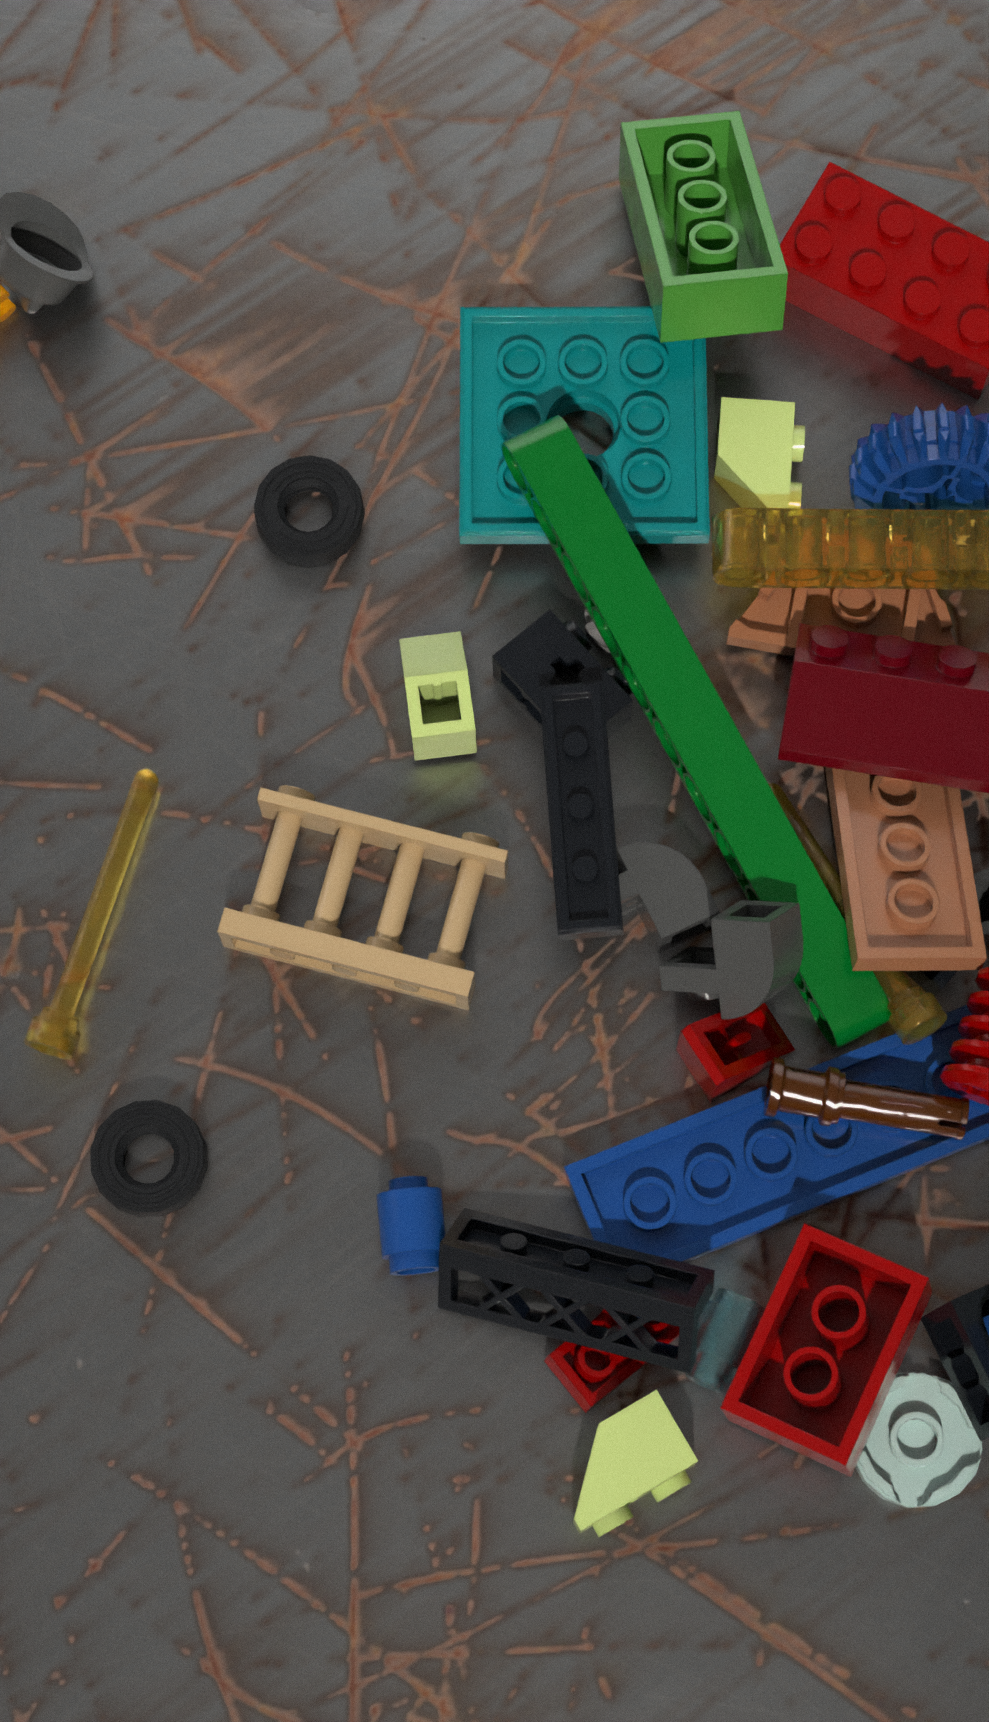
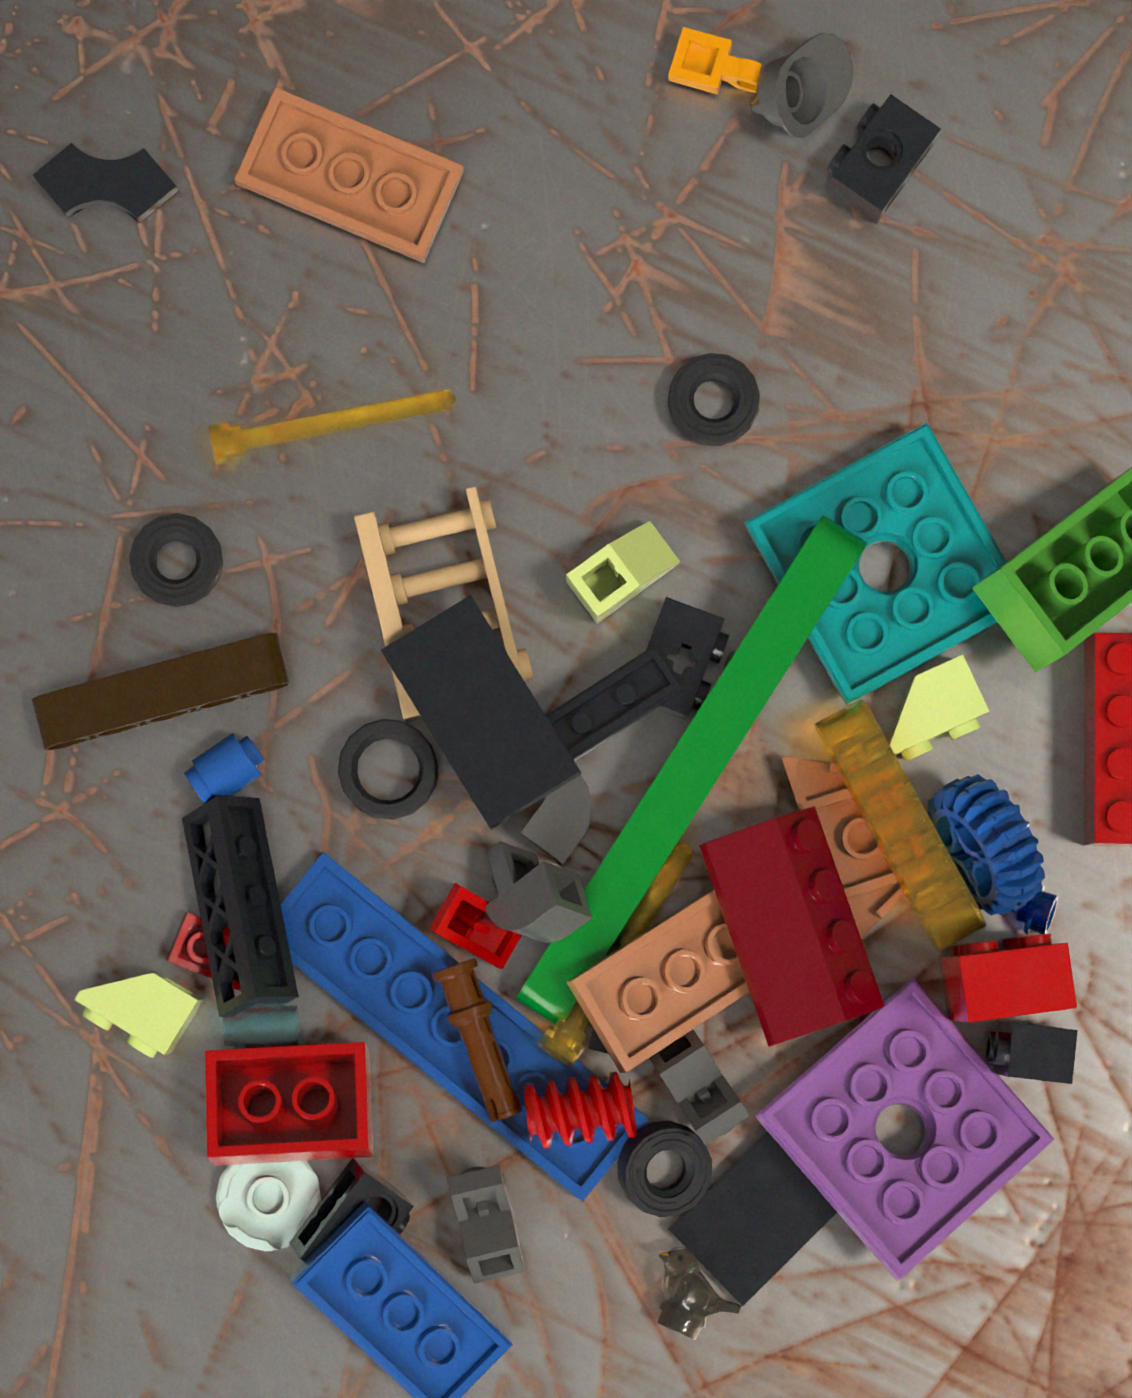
camera: 60 degrees right, 10 degrees up
(152, 185) = (873, 187): none -> black brick
(284, 1253) = (161, 691): none -> dark brown beam
(502, 1002) = (354, 749): none -> black tyre
(510, 903) = (481, 712): none -> black tile

